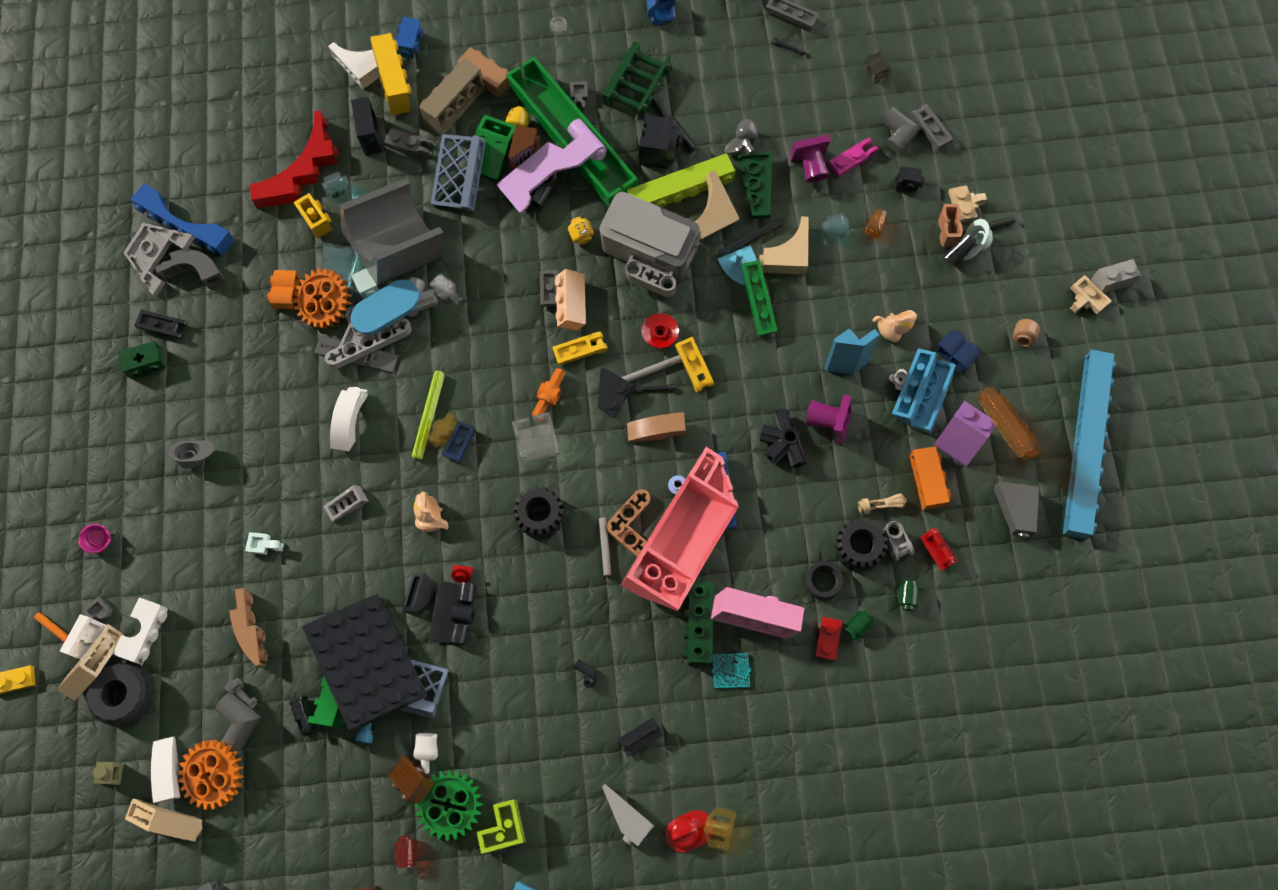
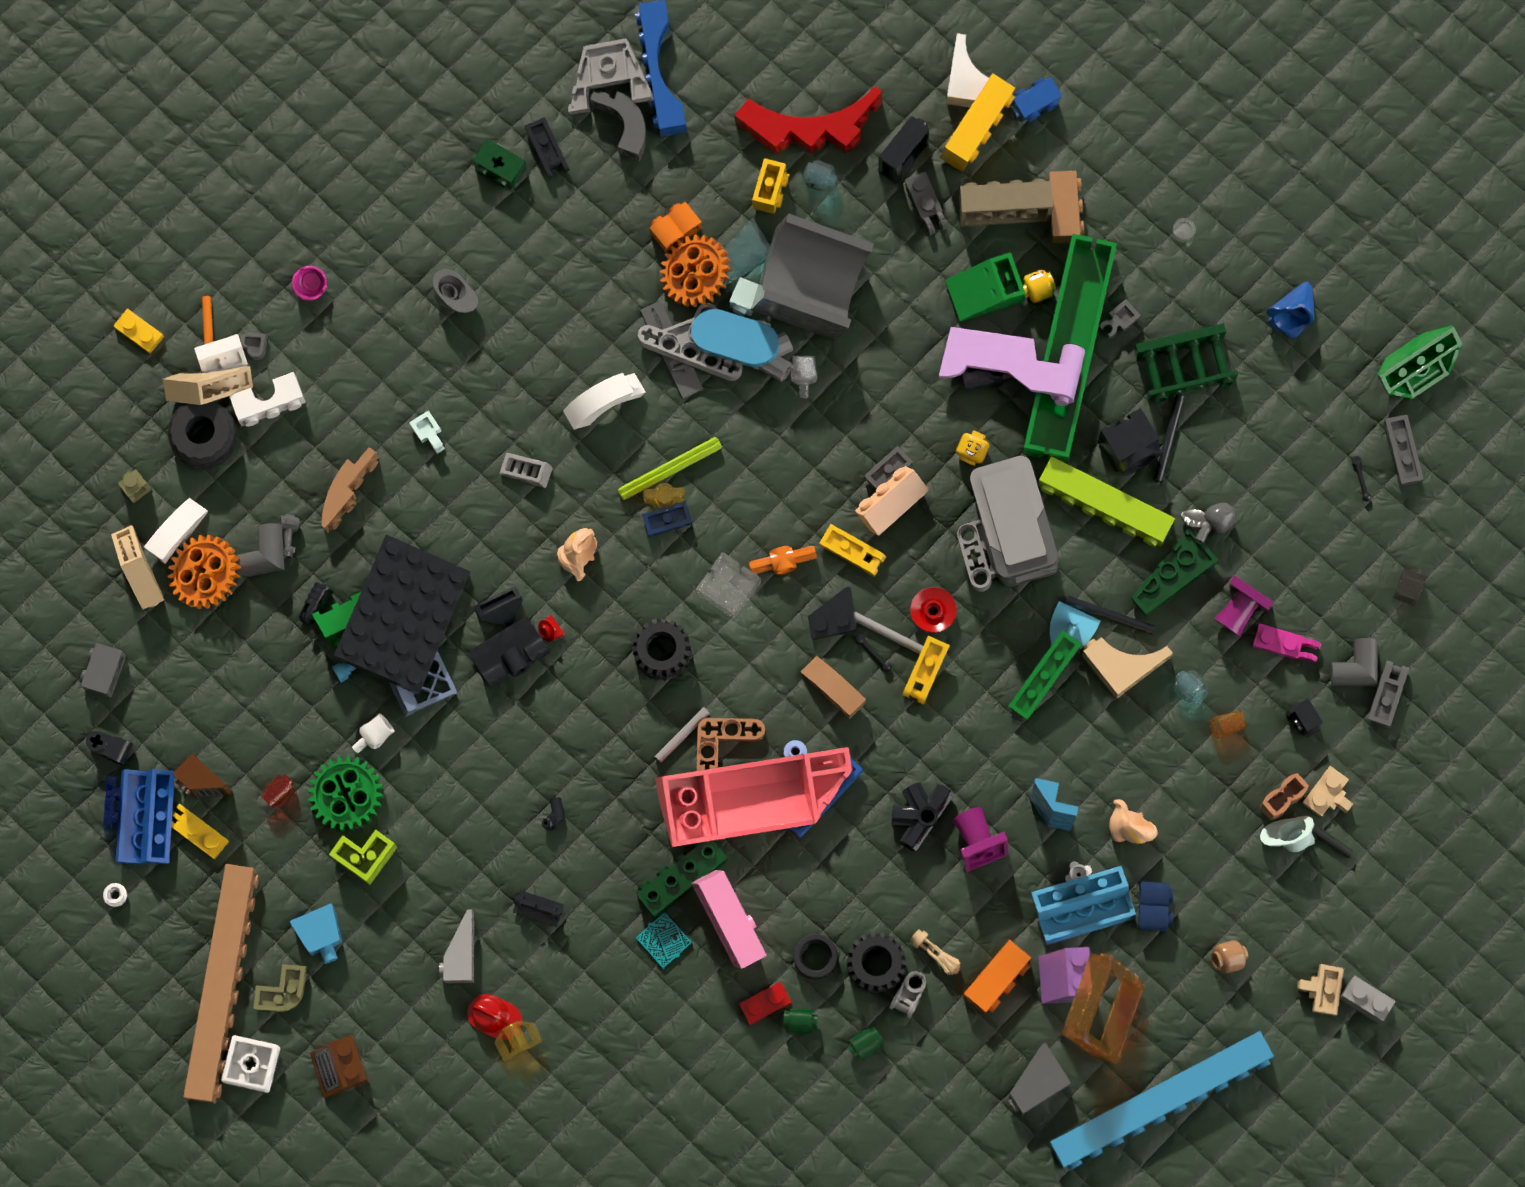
camera: 50 degrees right, 5 degrees up
(411, 780) = (338, 743): reddish brown brick -> none
(472, 171) = (943, 293): sand blue fence -> none
(524, 144) = (1009, 319): reddish brown slope -> none
(719, 209) = (1102, 562): tan arch -> none
(938, 549) = (935, 1038): red hinge -> none
(960, 250) = (1263, 827): black hinge -> none

